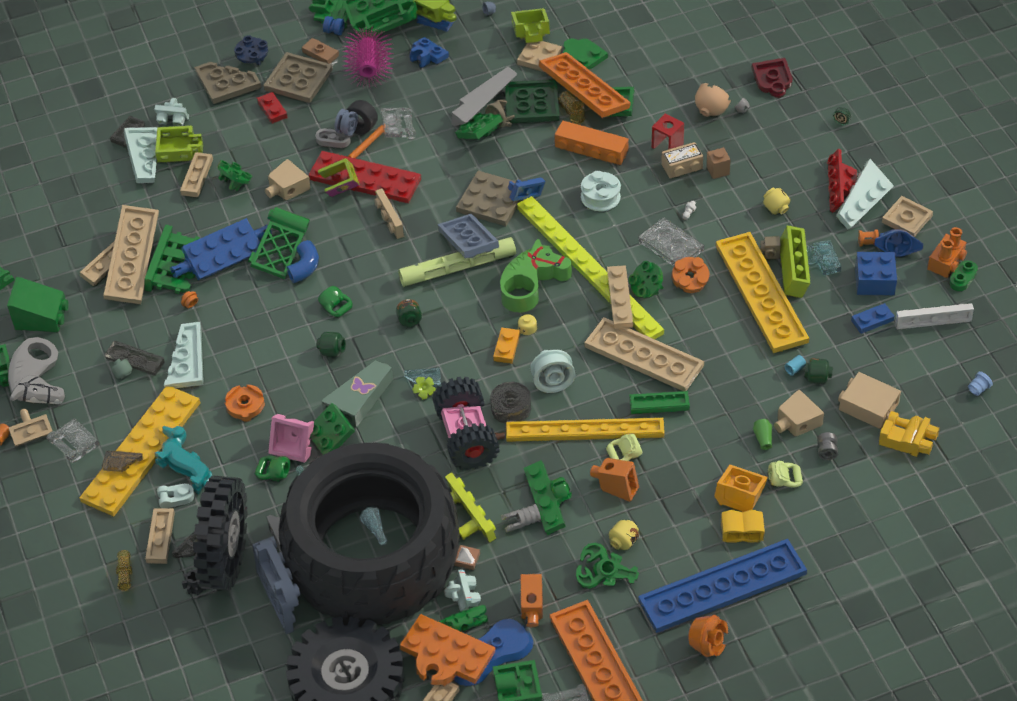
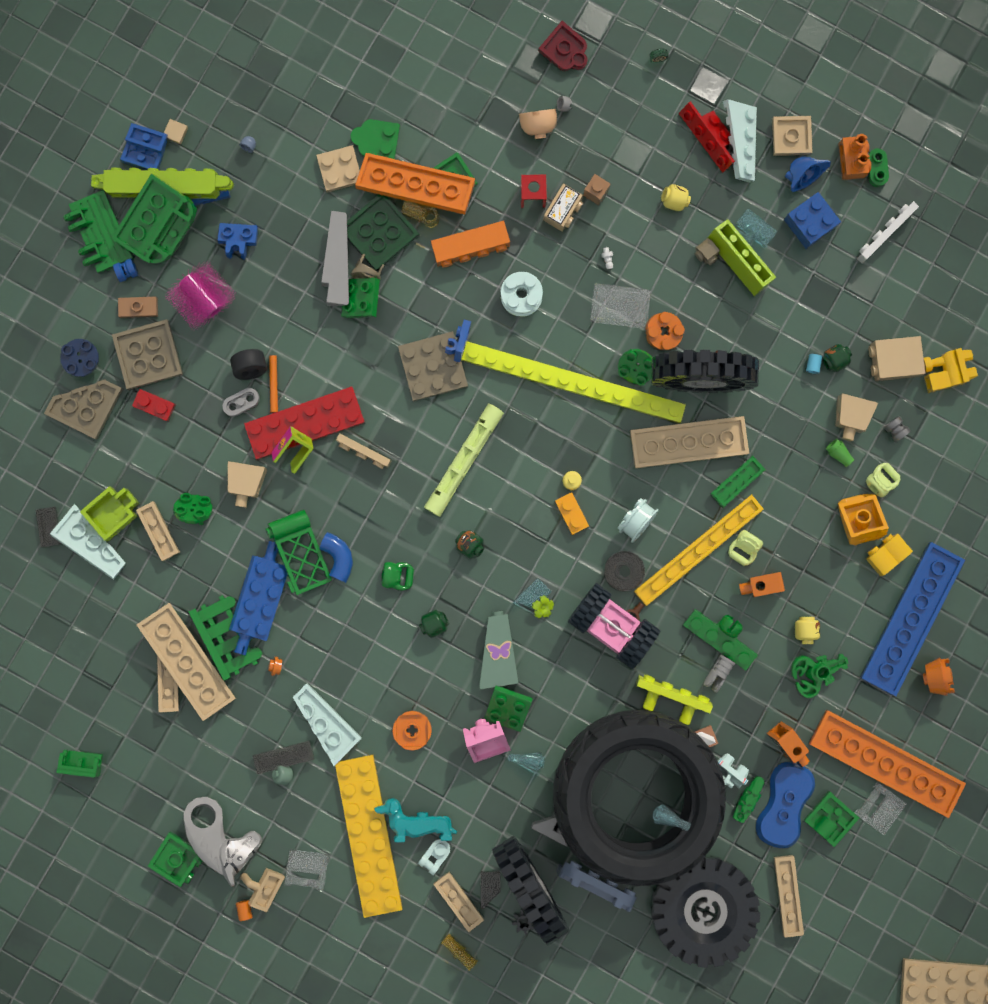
camera: 45 degrees left, 35 degrees up
(36, 306) = (157, 774): green slope -> none
(119, 460) = (368, 866): clear smoke tile -> none
(171, 110) = (65, 485): light aqua hips -> none
(277, 469) = (493, 770): green piece -> none
(346, 122) = (246, 385): sand blue wheel -> none
(392, 123) = (280, 348): clear plate -> none
(445, 651) = (765, 839): orange plate -> none
(468, 236) = (456, 431): sand blue plate -> none
(527, 270) = (527, 416): bright green animal -> none
(530, 24) = (308, 142): lime piece -> none
(619, 297) = (629, 401): tan plate -> none
(691, 291) = (705, 371): none -> black wheel
(762, 292) = (733, 306): yellow plate -> none
(862, 235) = (777, 183): orange bush -> none
(872, 318) = (838, 267): blue plate -> none
(980, 383) = (968, 278): light blue piece -> none

